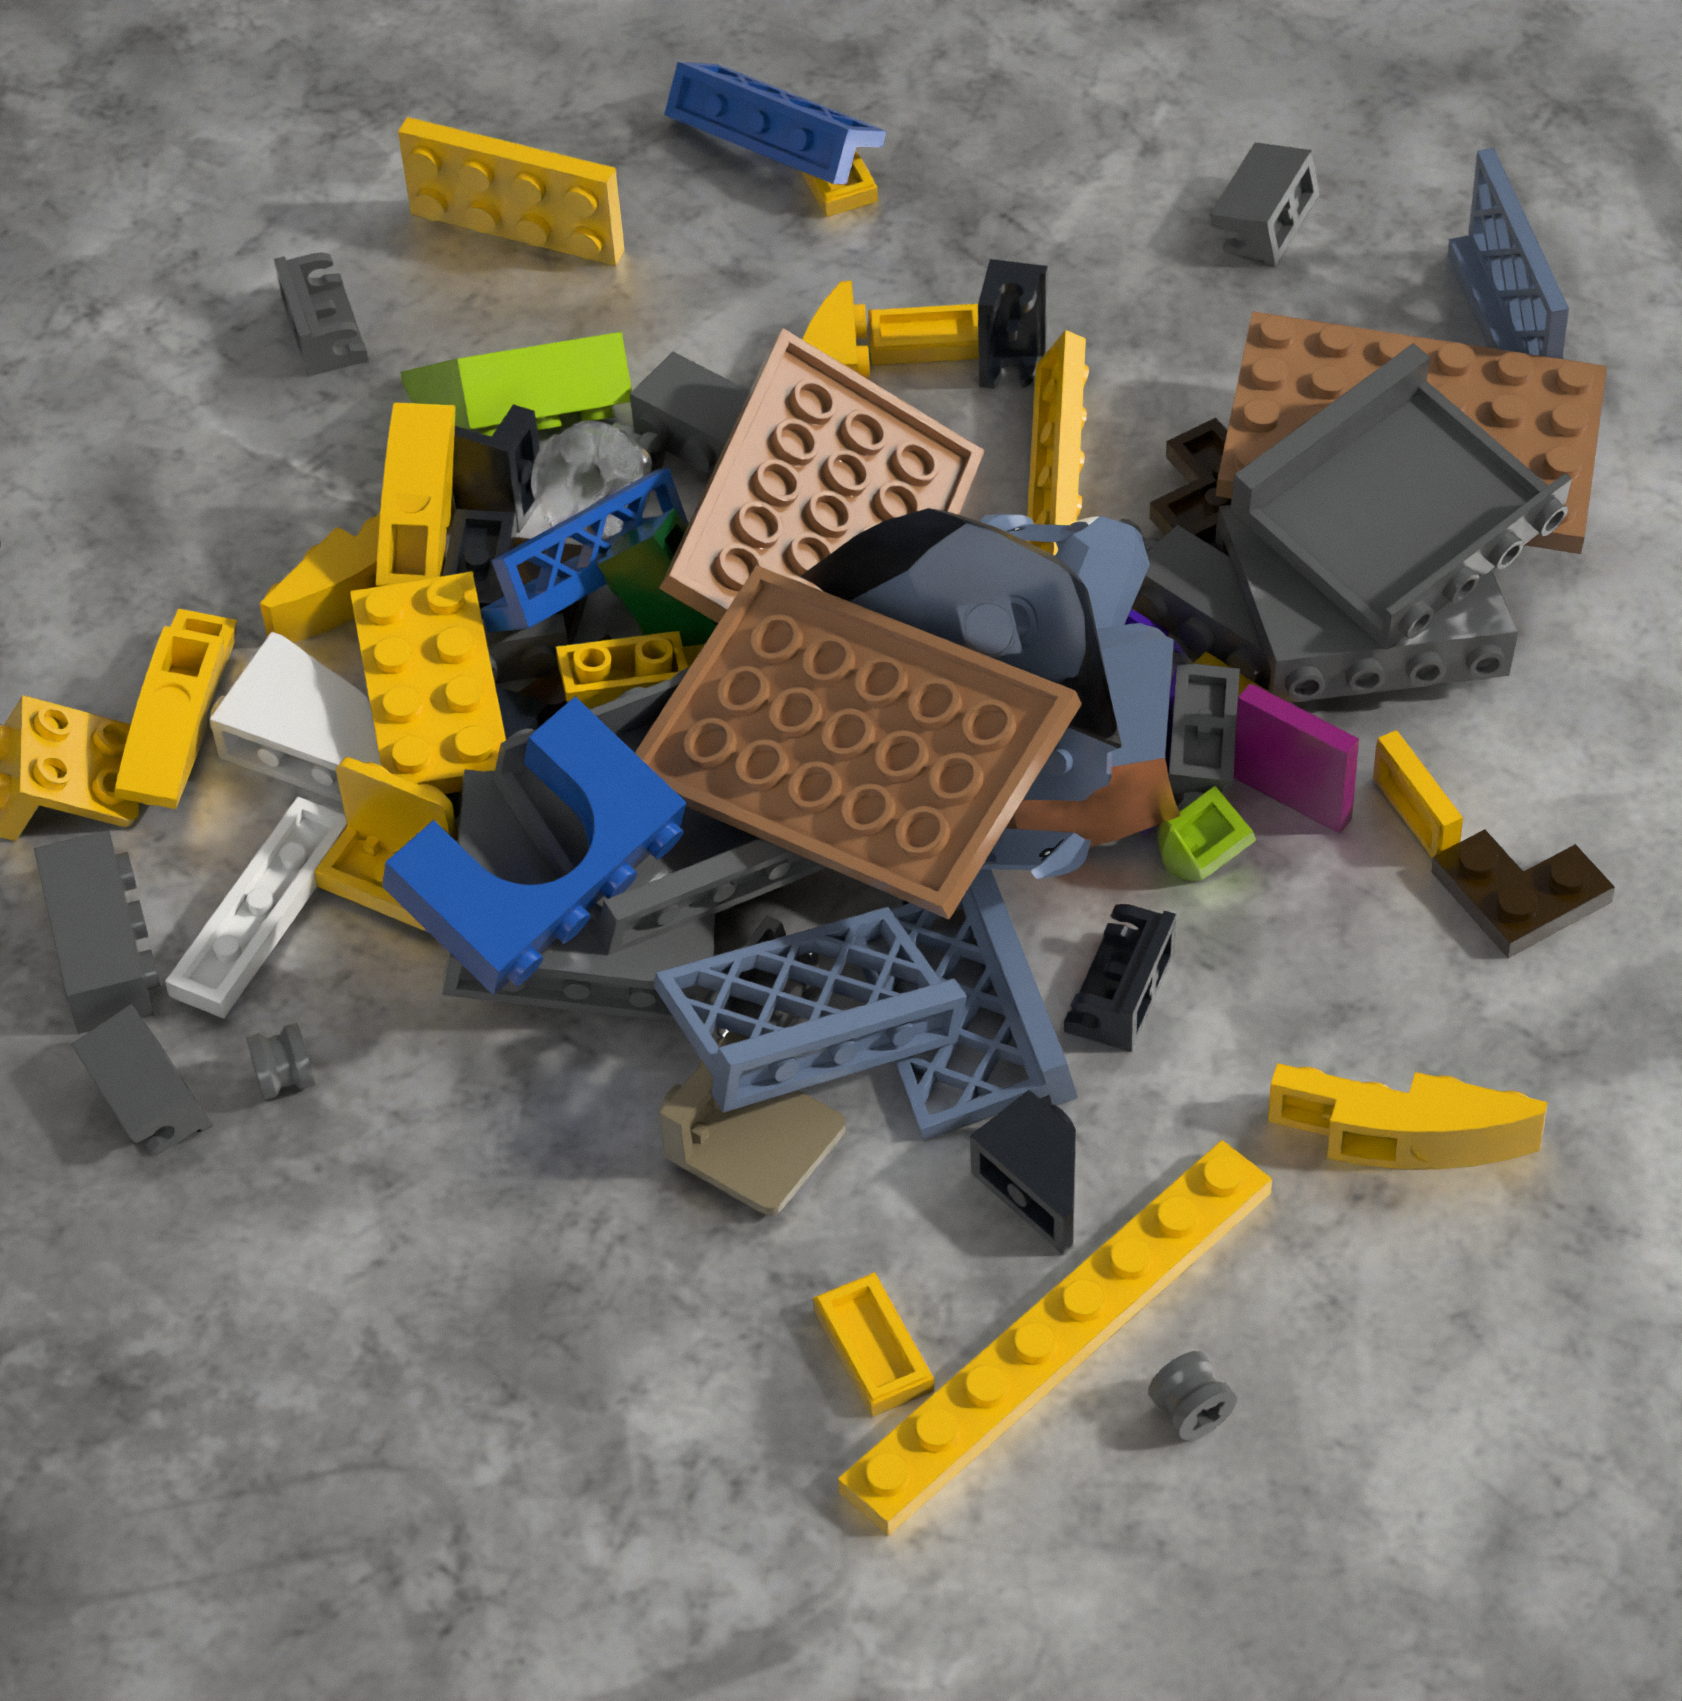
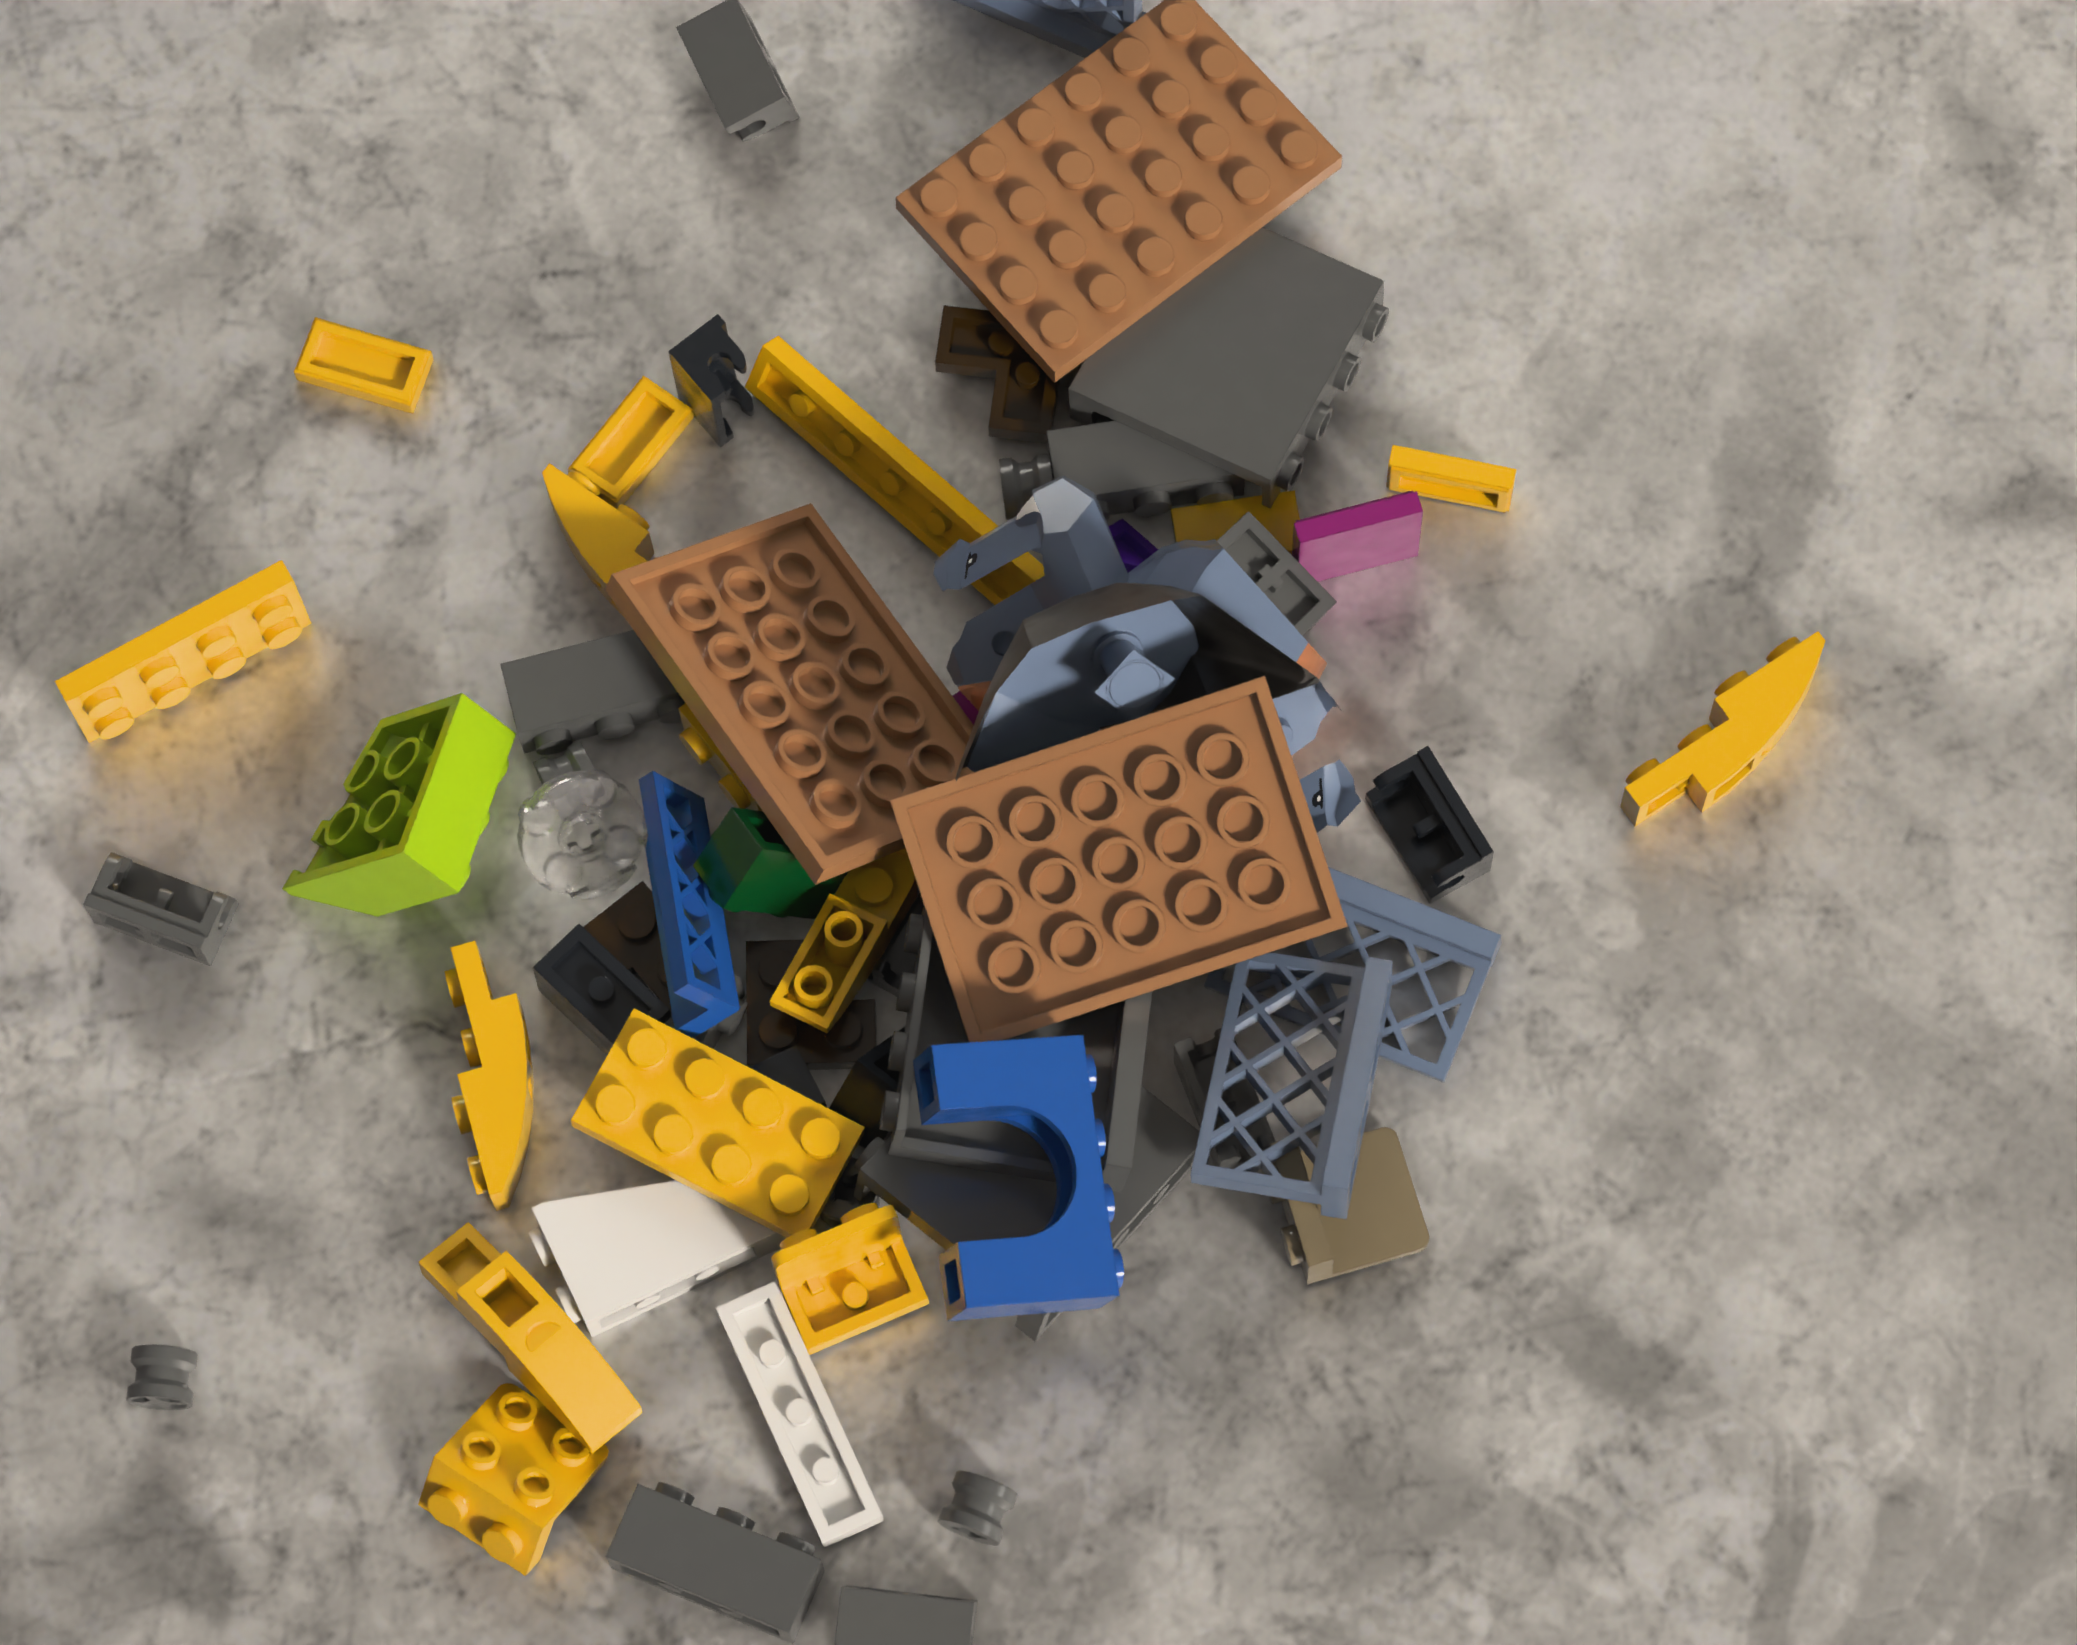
camera: 50 degrees left, 20 degrees up
(416, 493) = (519, 999): yellow slope -> none
(497, 469) = (514, 913): black panel -> none
(769, 120) = (280, 379): blue fence -> none
(873, 1344) = (1602, 1261): yellow tile -> none
(1030, 1165) = (1556, 1026): black slope -> none
(1053, 1338) = (1702, 1126): yellow plate -> none
(1192, 1395) = (1842, 1076): dark grey wheel -> none
(1203, 837) = (1353, 659): lime plate -> none
(1395, 501) = (1214, 266): dark grey panel -> none
(1515, 904) = (1589, 495): dark brown plate -> none

